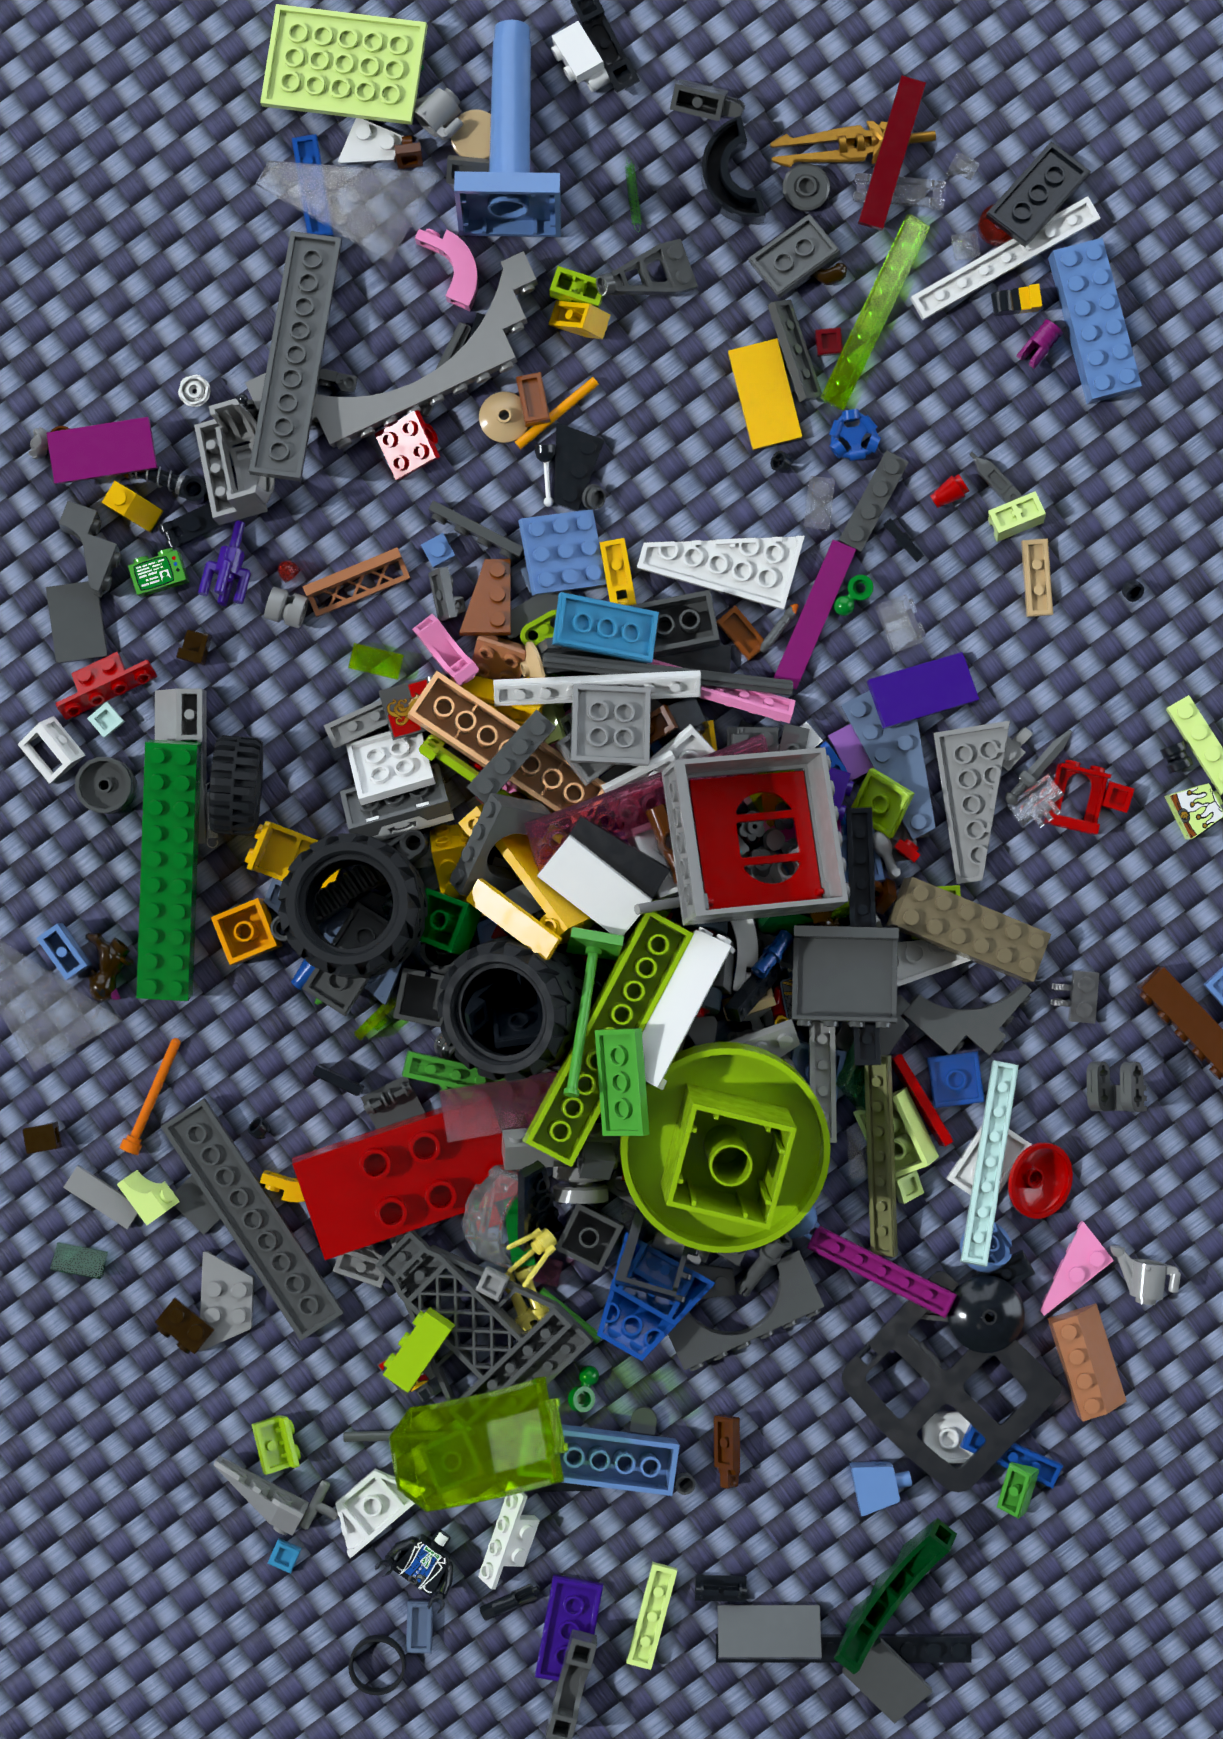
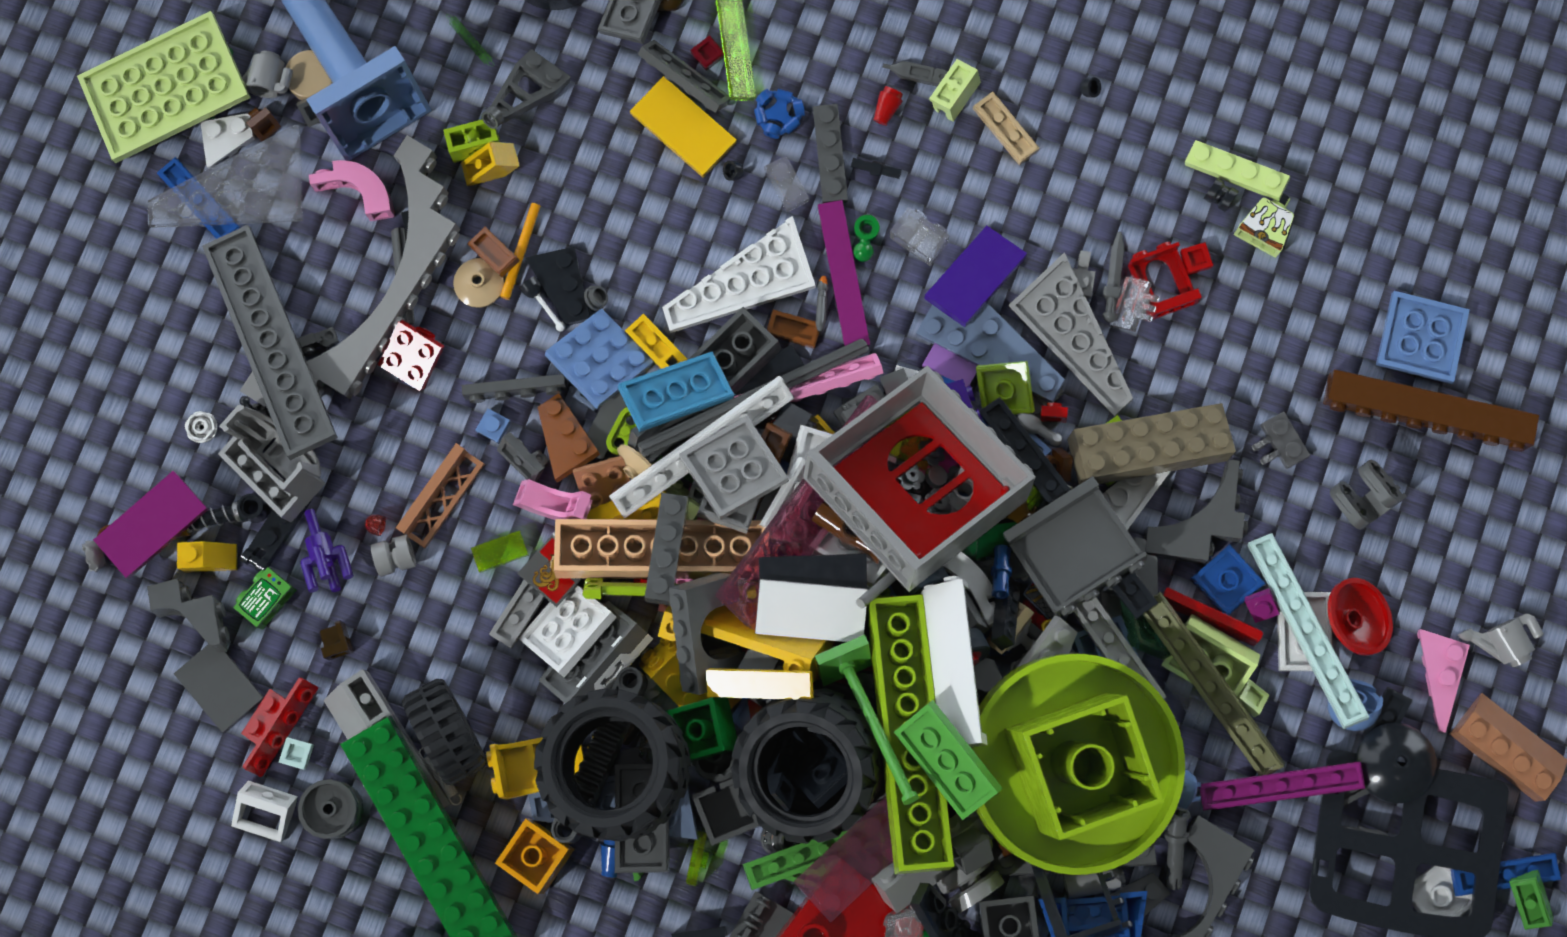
camera: 25 degrees left, 10 degrees down
(968, 1118) = (1262, 605): none -> magenta plate

